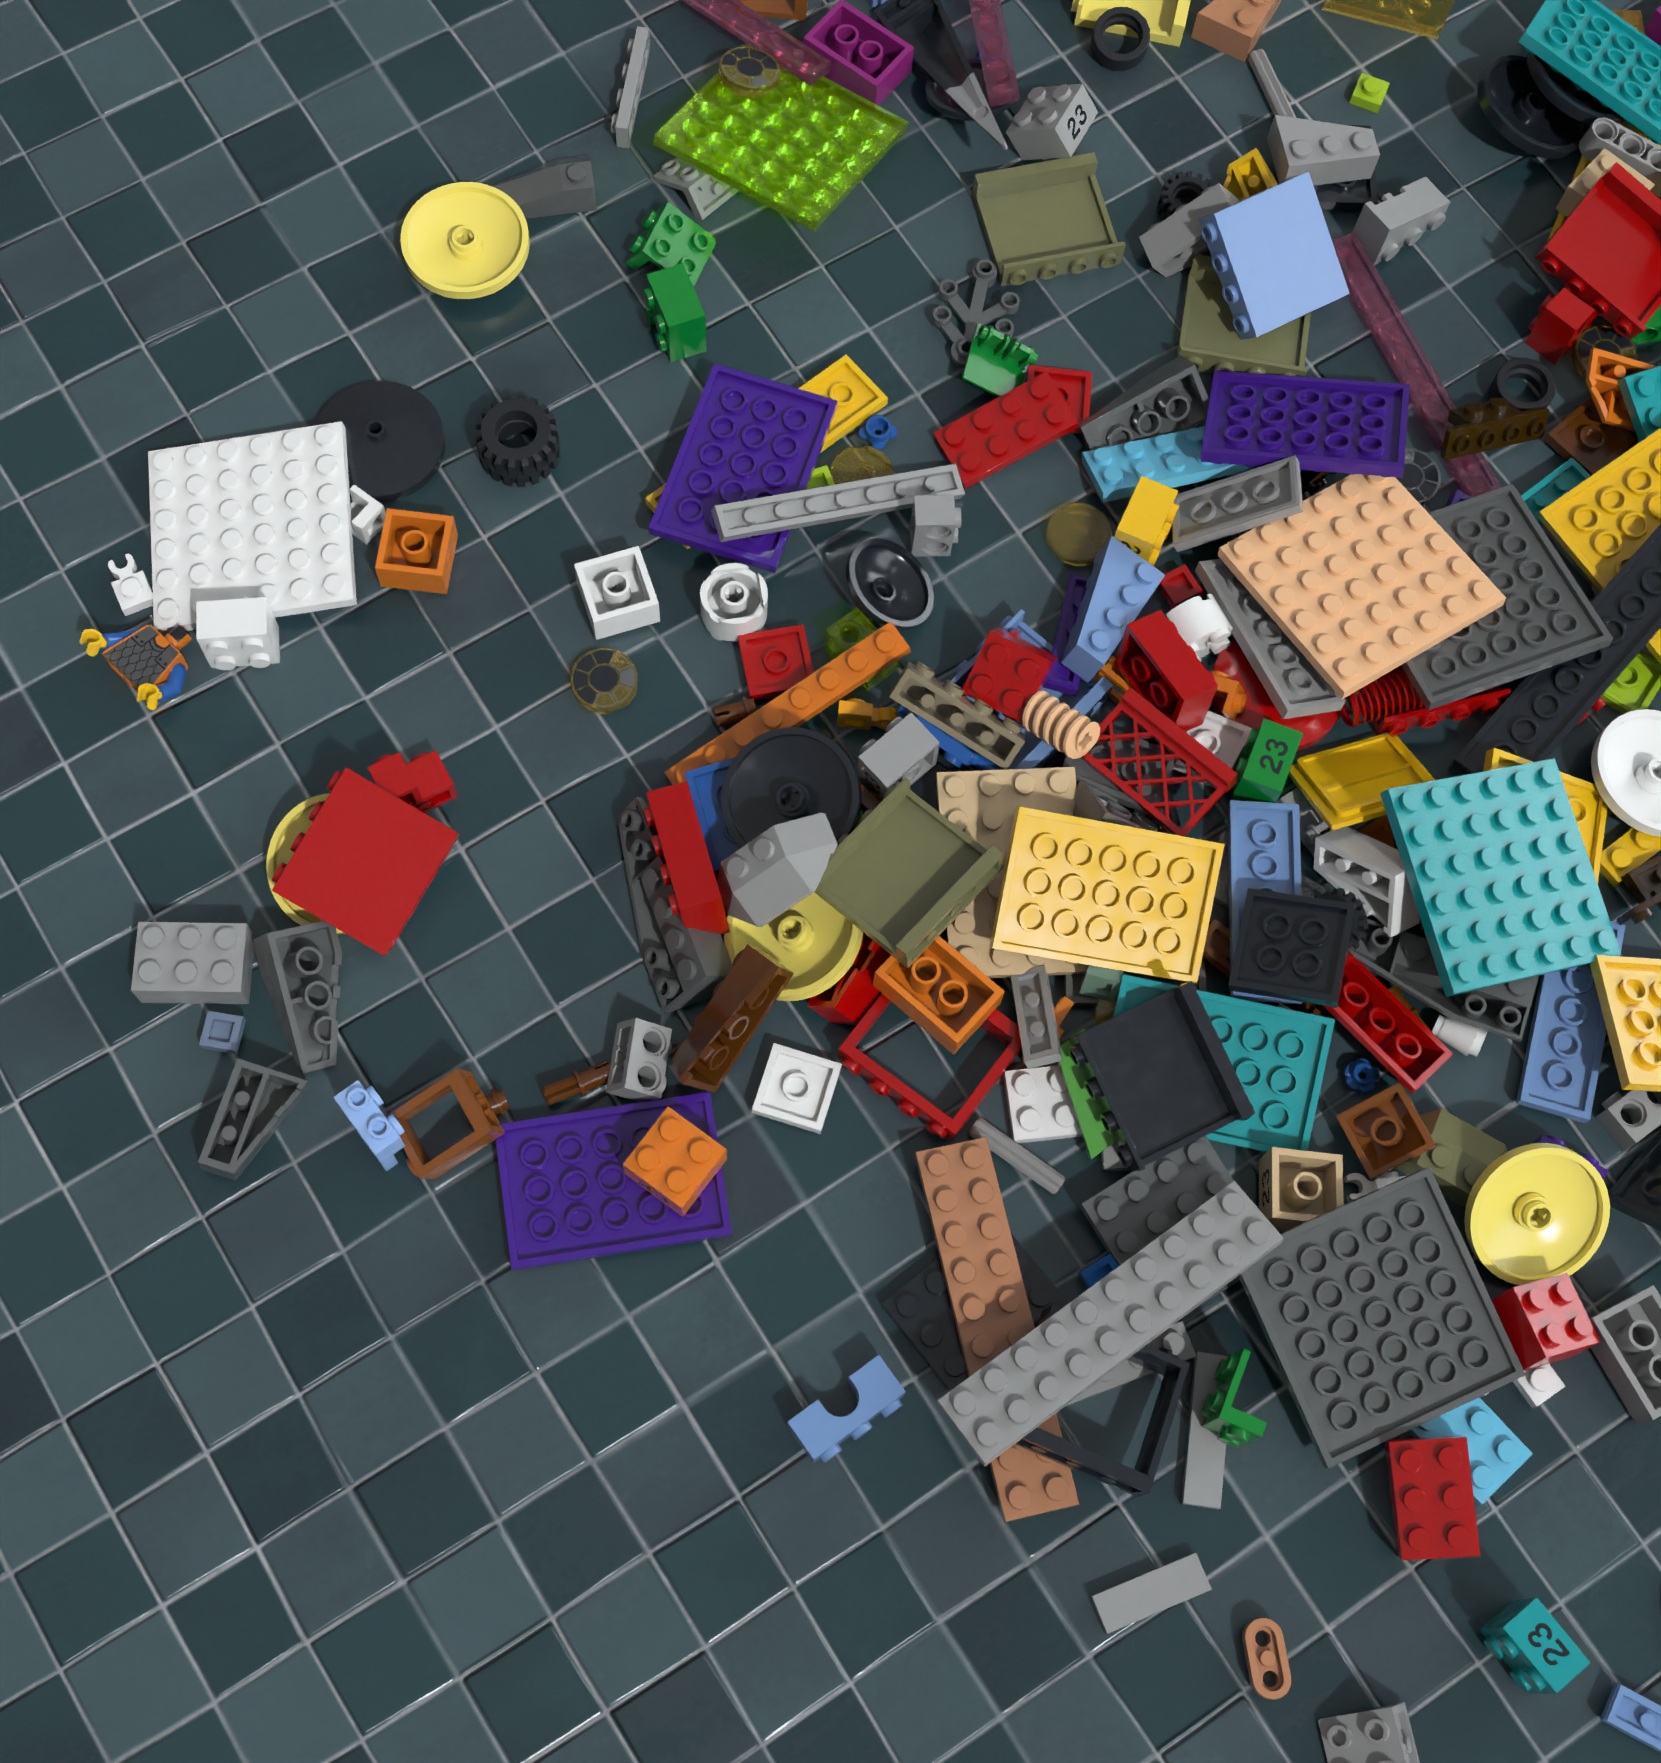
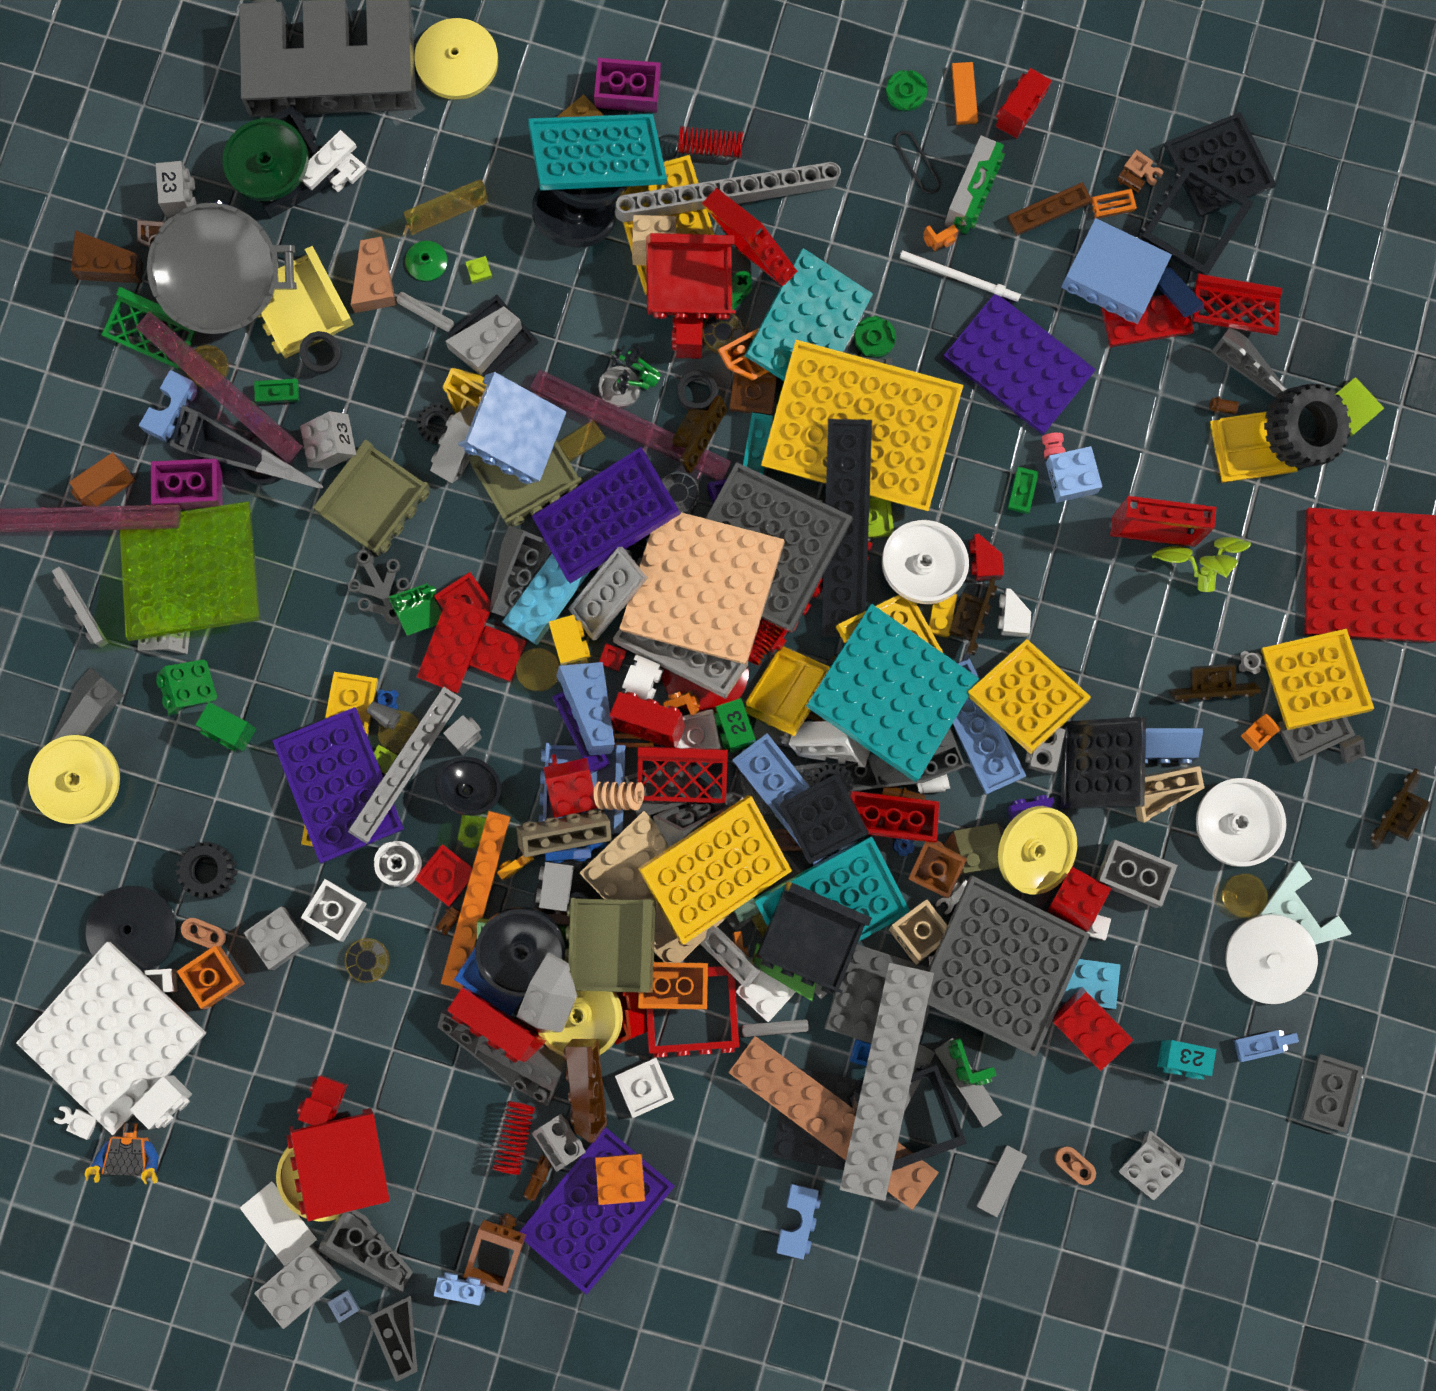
camera: 40 degrees left, 10 degrees up
(238, 877) = (278, 1224): none -> white sticker
(454, 505) = (203, 934): none -> nougat plate
(527, 572) = (277, 938): none -> light grey brick
(631, 983) = (516, 1171): none -> red piece
(749, 71) = (138, 548): tile -> none
(862, 438) = (384, 715): none -> dark grey cone
(1038, 43) = (276, 391): none -> green plate
(1047, 482) = (498, 653): none -> red plate
(1316, 44) = (429, 269): none -> green dish
(1339, 342) = (581, 440): none -> clear yellow tile
(1400, 219) = (558, 341): light grey wedge -> none
(1433, 320) = (610, 392): none -> light grey tile
(1477, 330) = (648, 375): none -> plant

